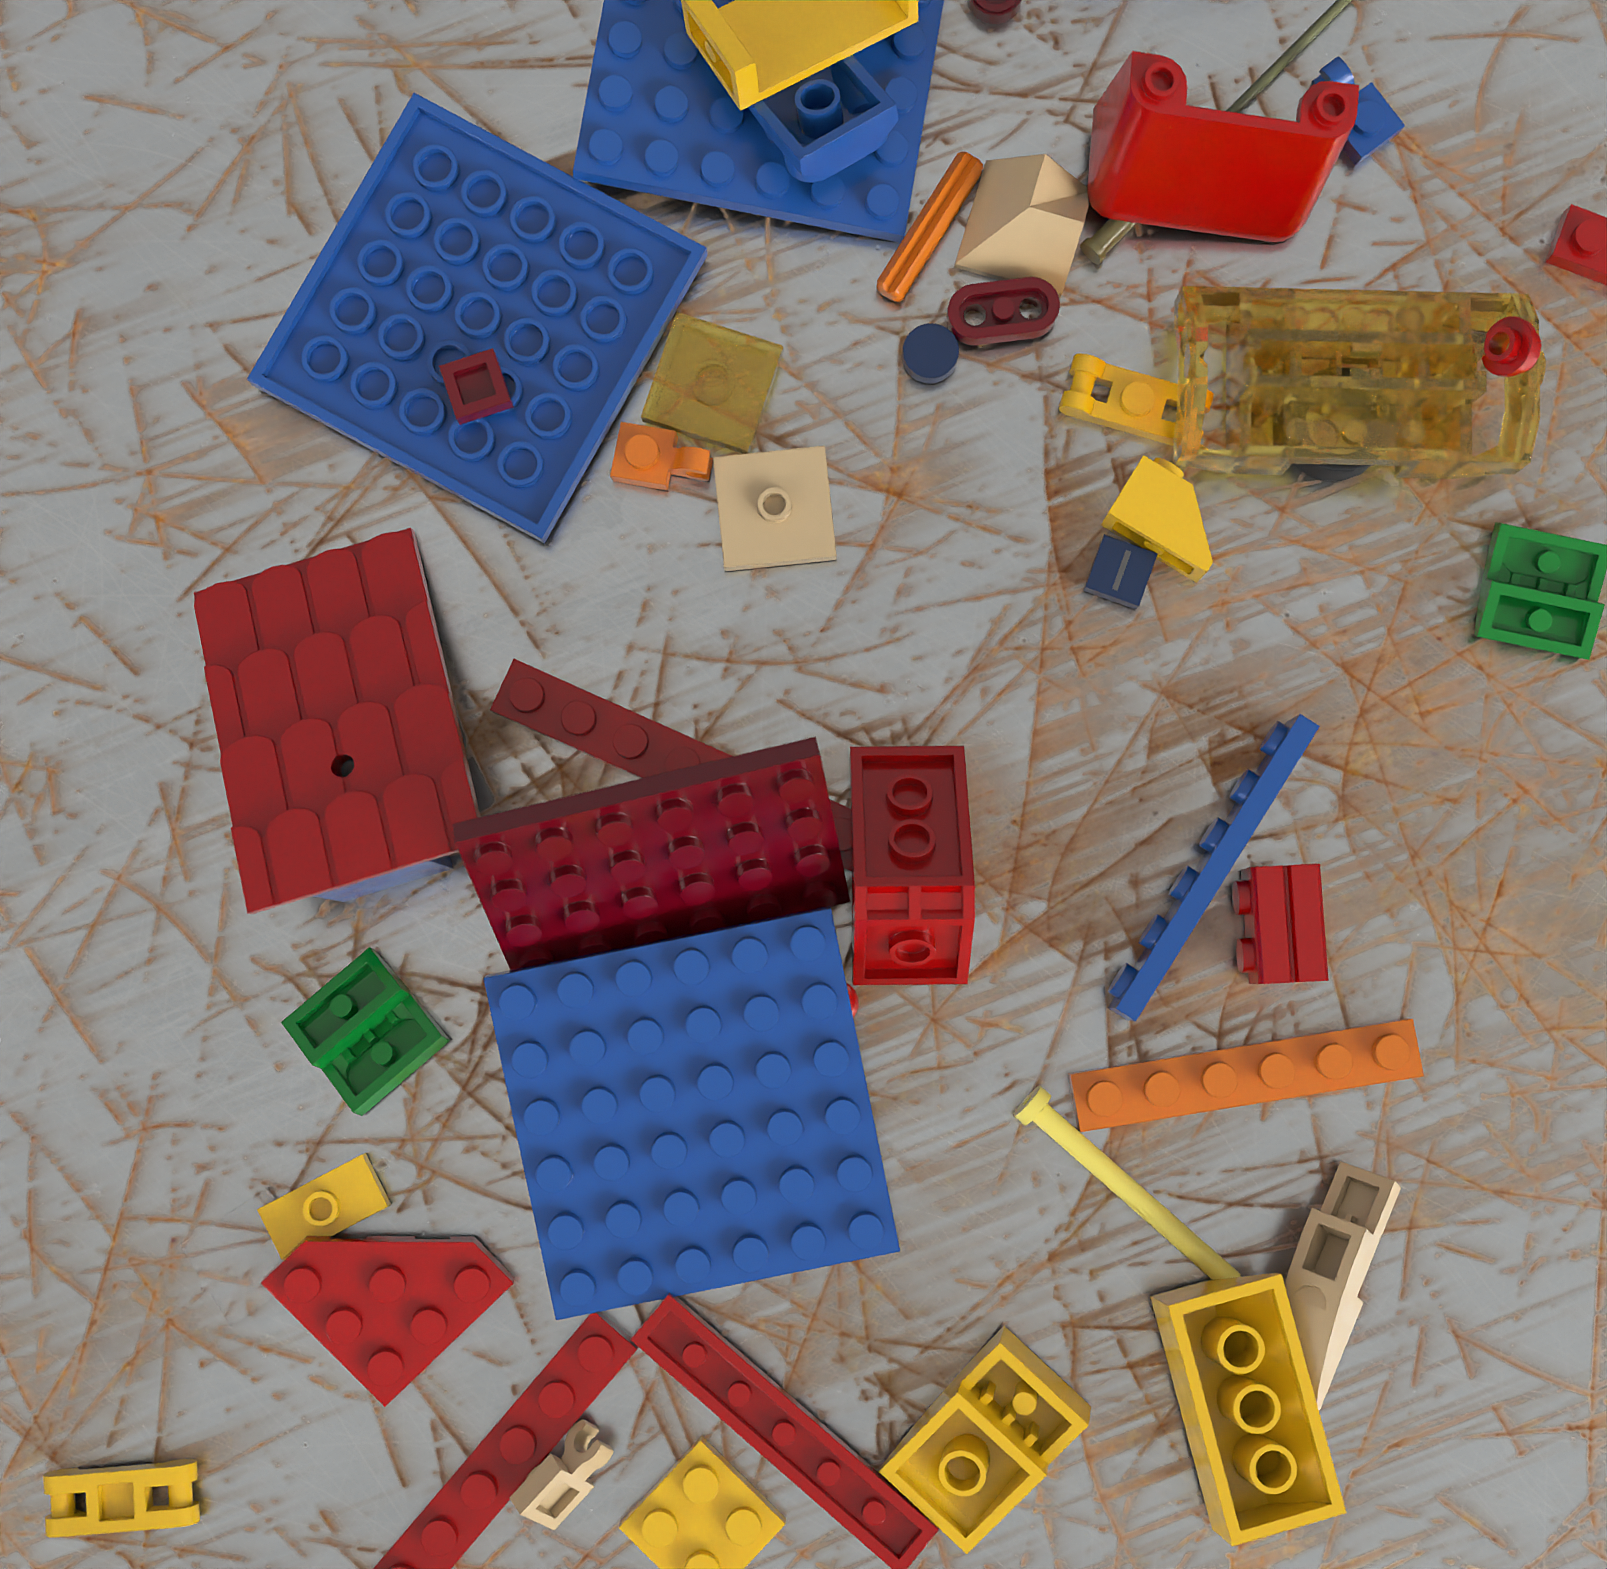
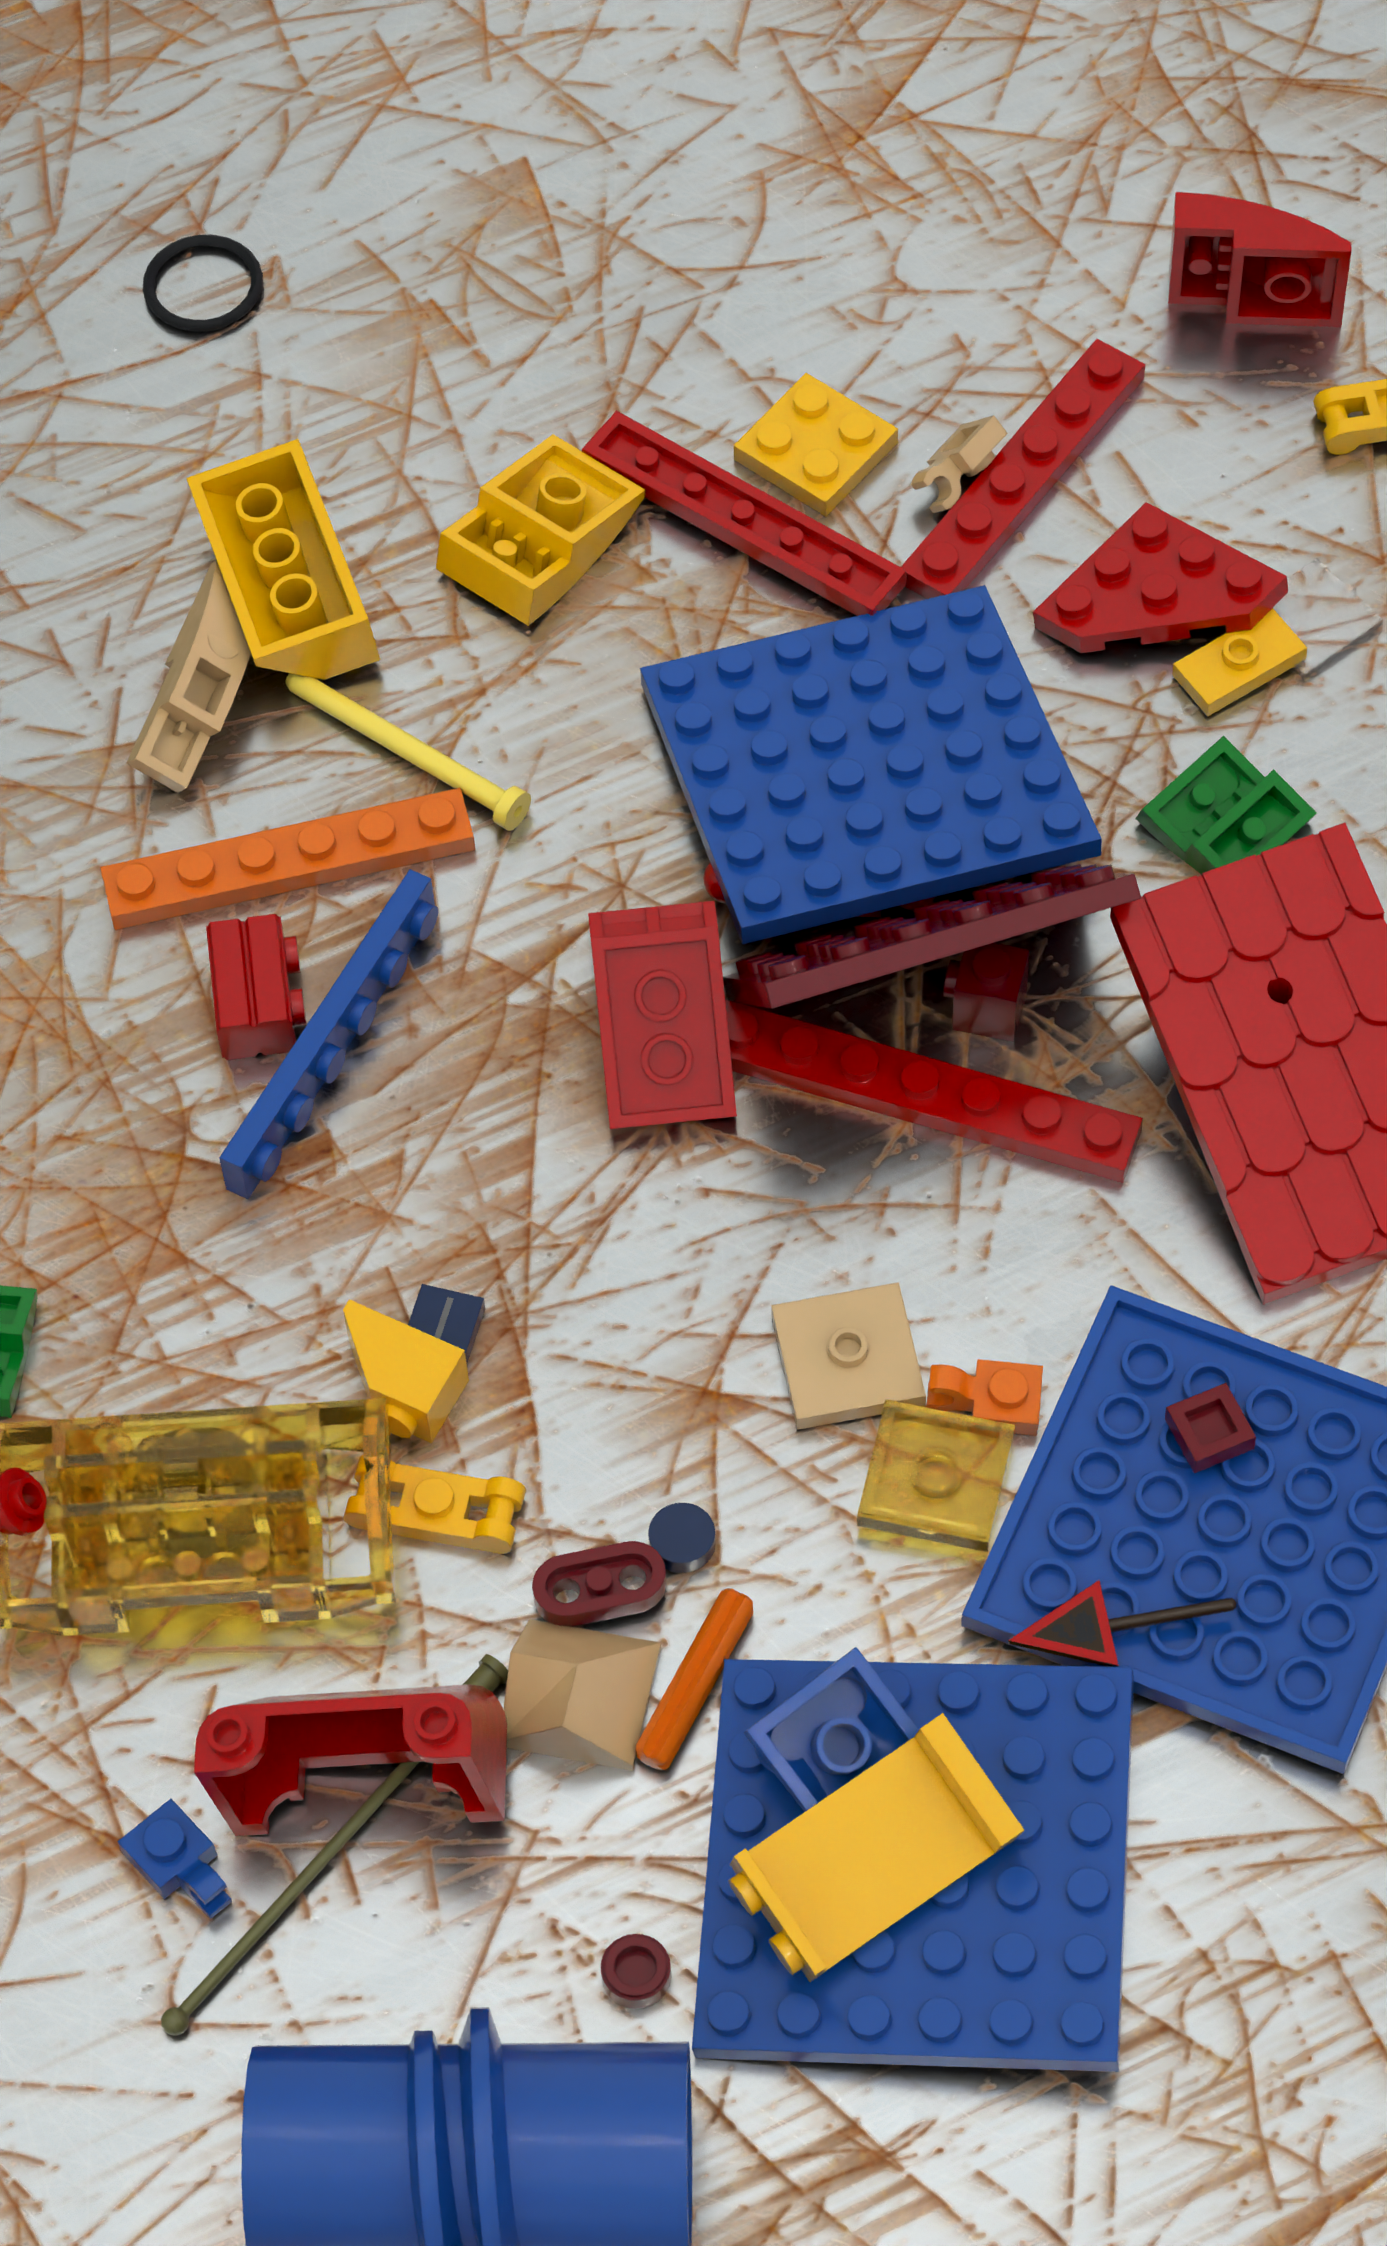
camera: 175 degrees right, 25 degrees down
(609, 220) = (1083, 1630): none -> piece

